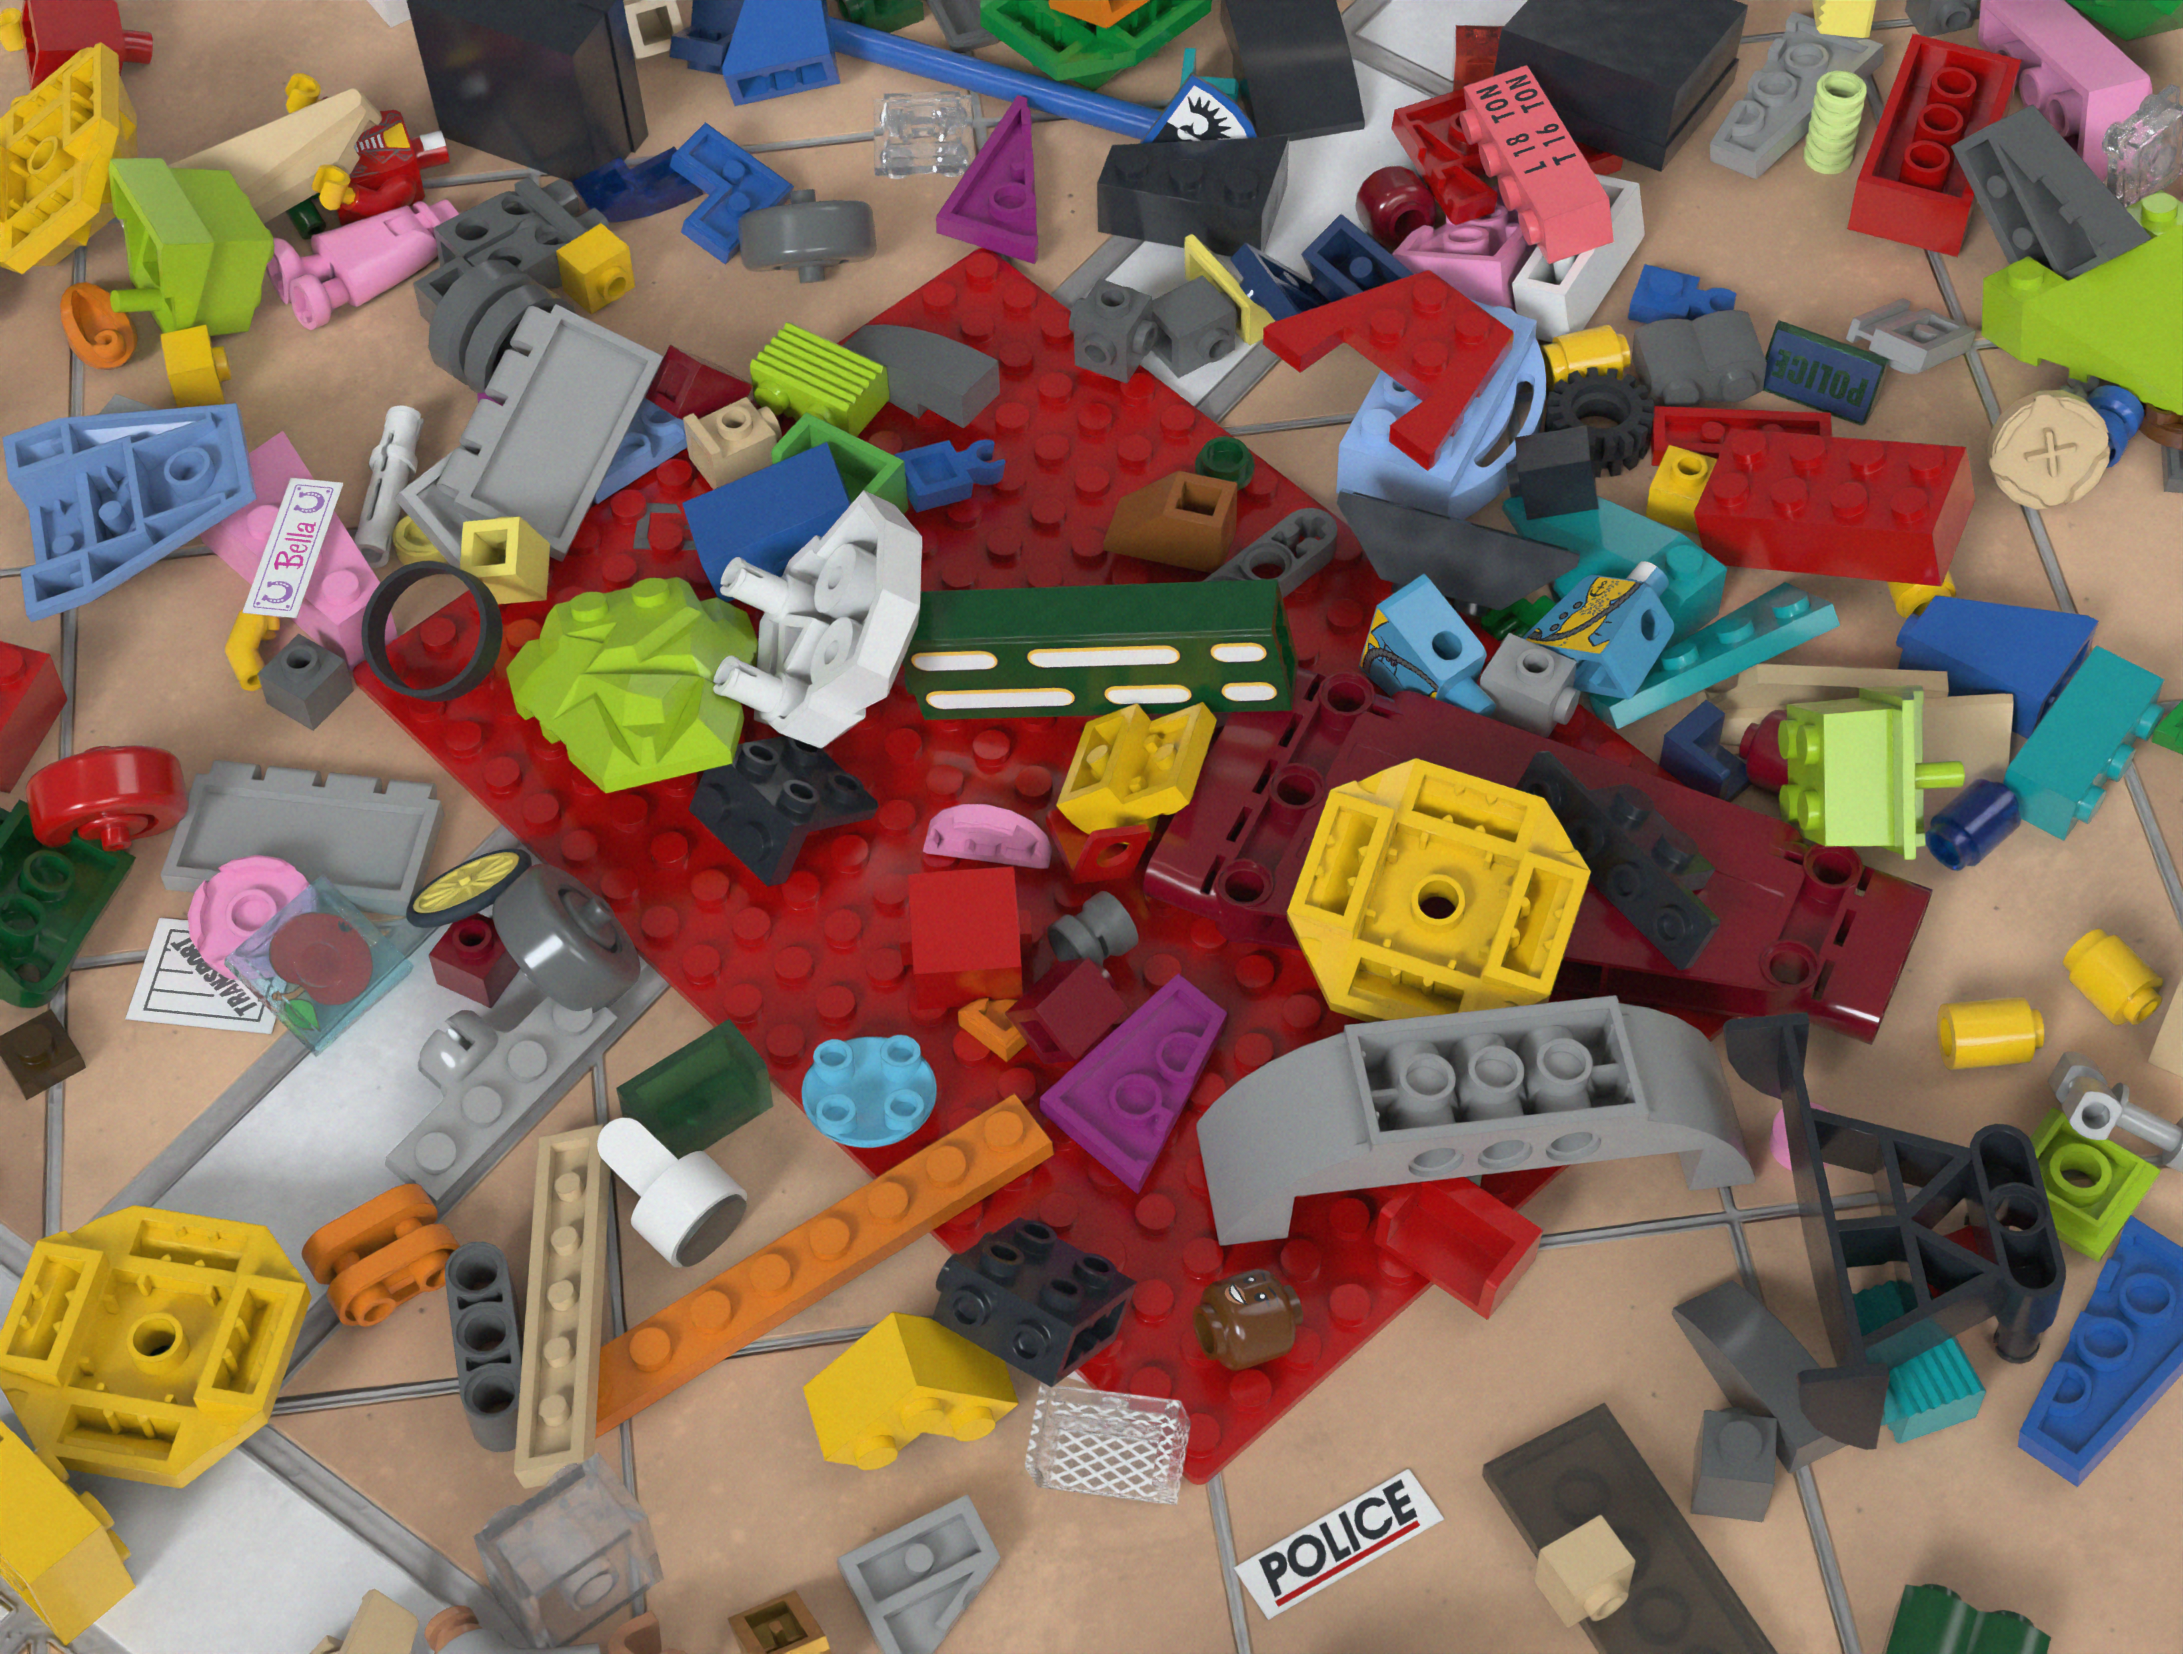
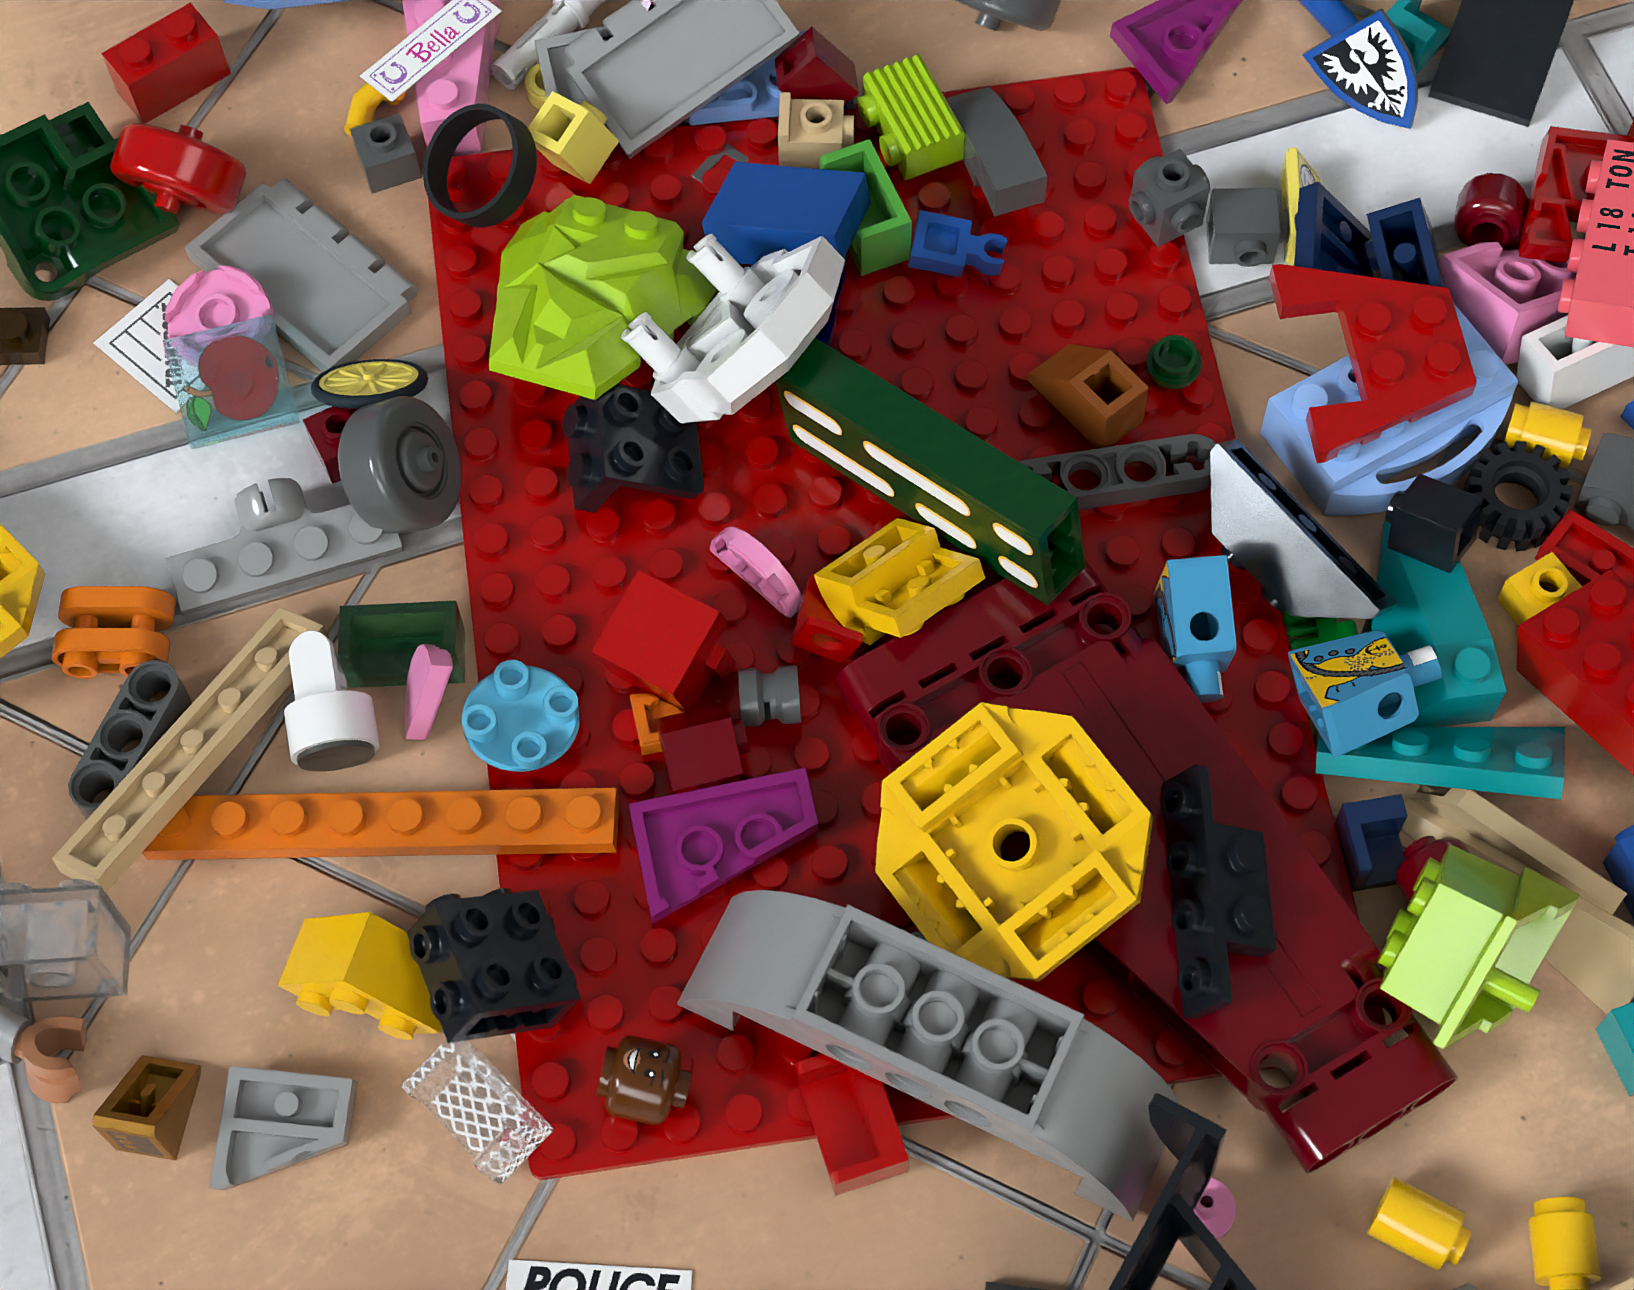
camera: 35 degrees right, 10 degrees up
(753, 1116) = (424, 689): none -> bright pink tile
(1204, 188) = (1336, 113): black wedge -> none
(1530, 686) = (1264, 696): light grey brick -> none
(1973, 824) = (1553, 1037): clear blue brick -> none

